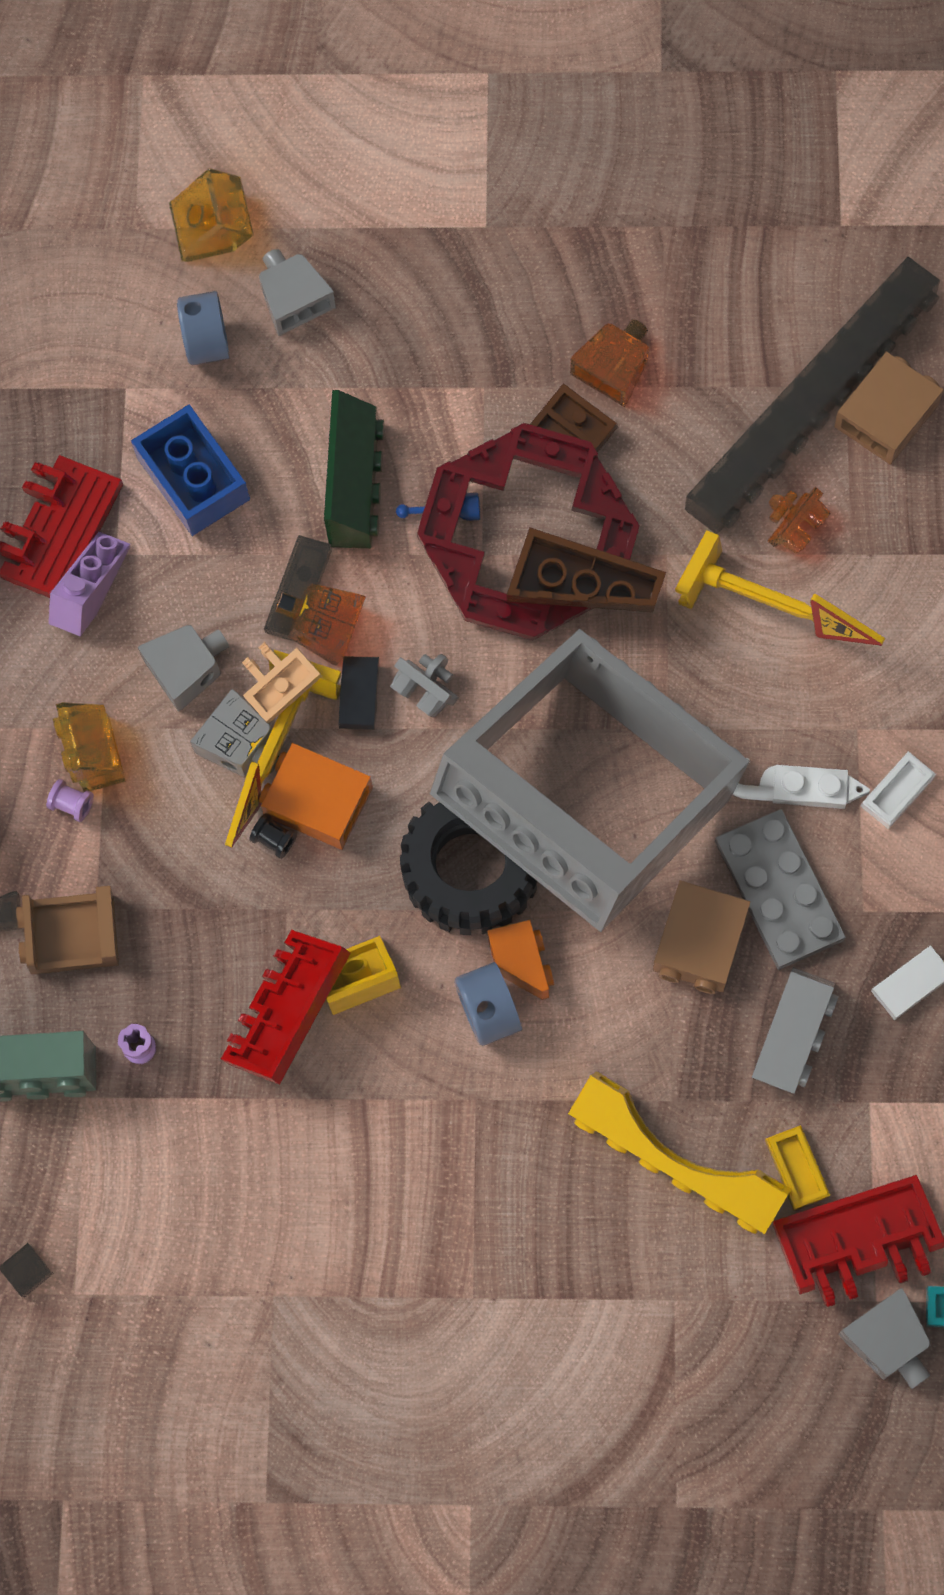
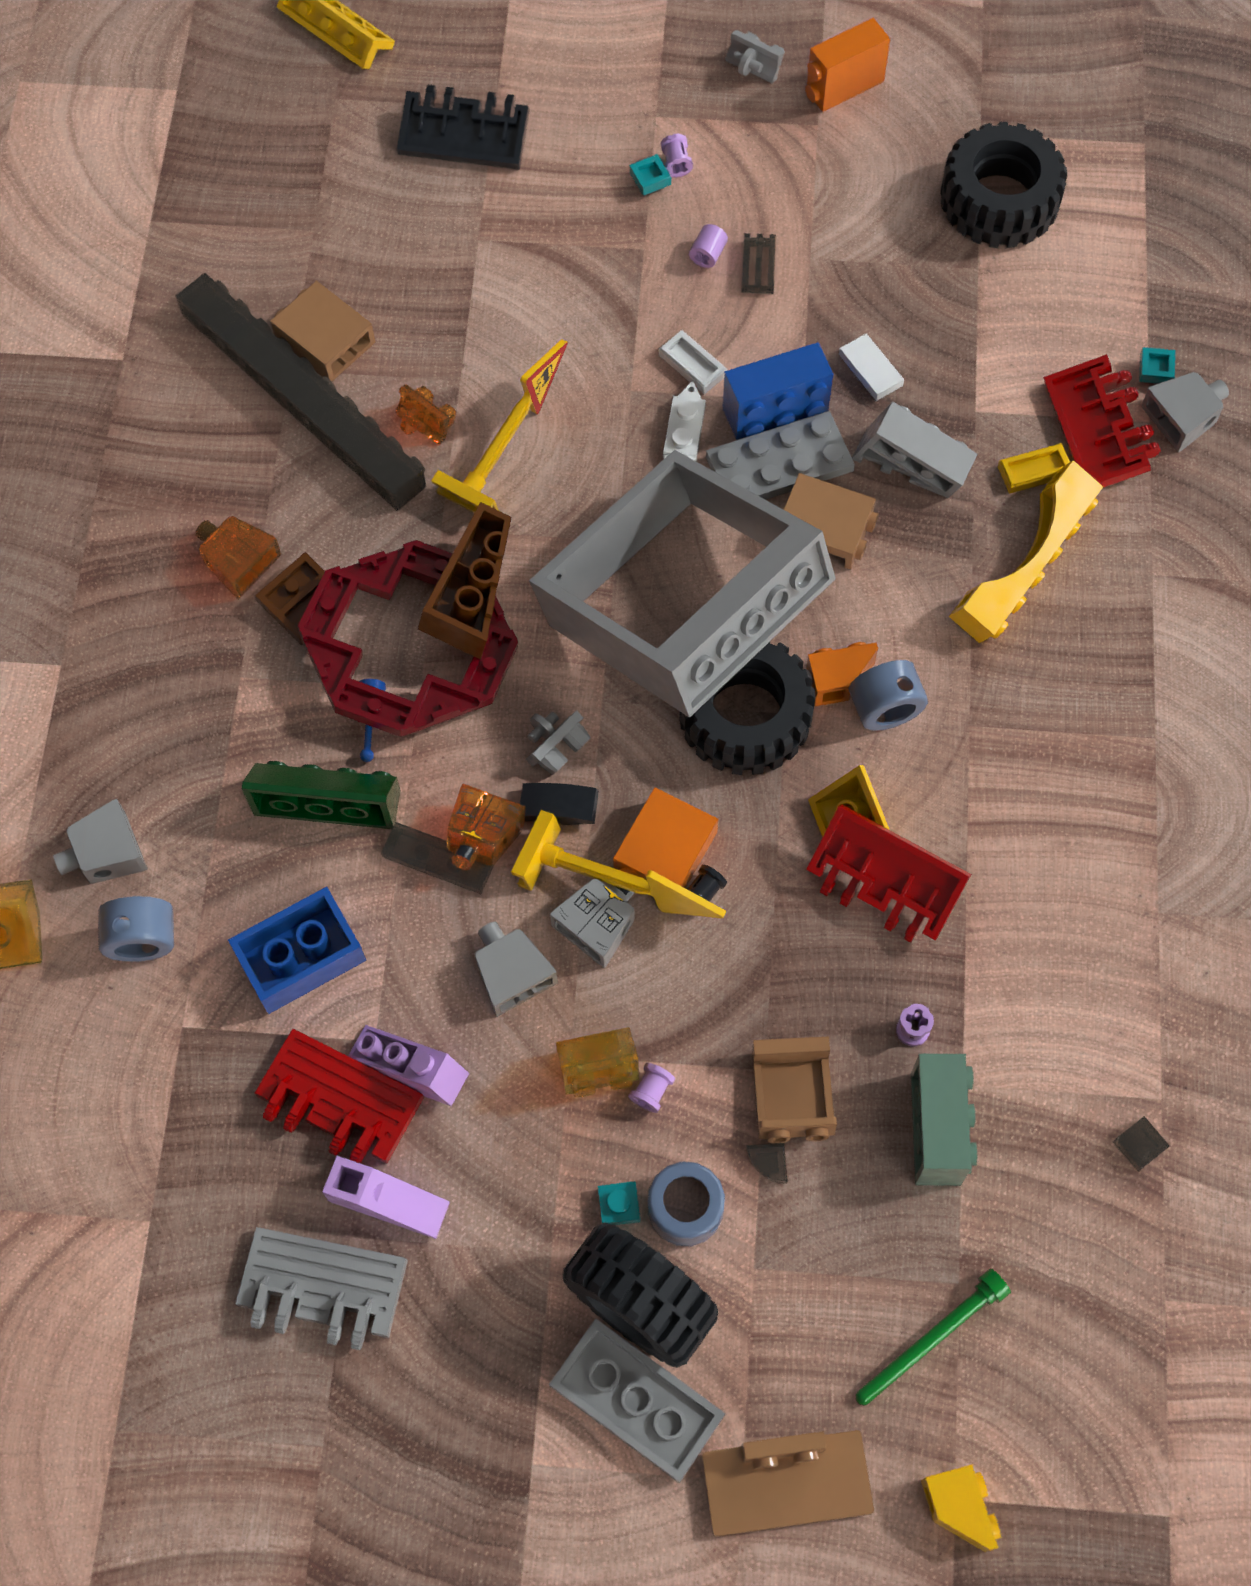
camera: 90 degrees left, 5 degrees down
(282, 684) = (553, 859): light nougat hinge -> none
(851, 873) = (777, 391): none -> blue brick

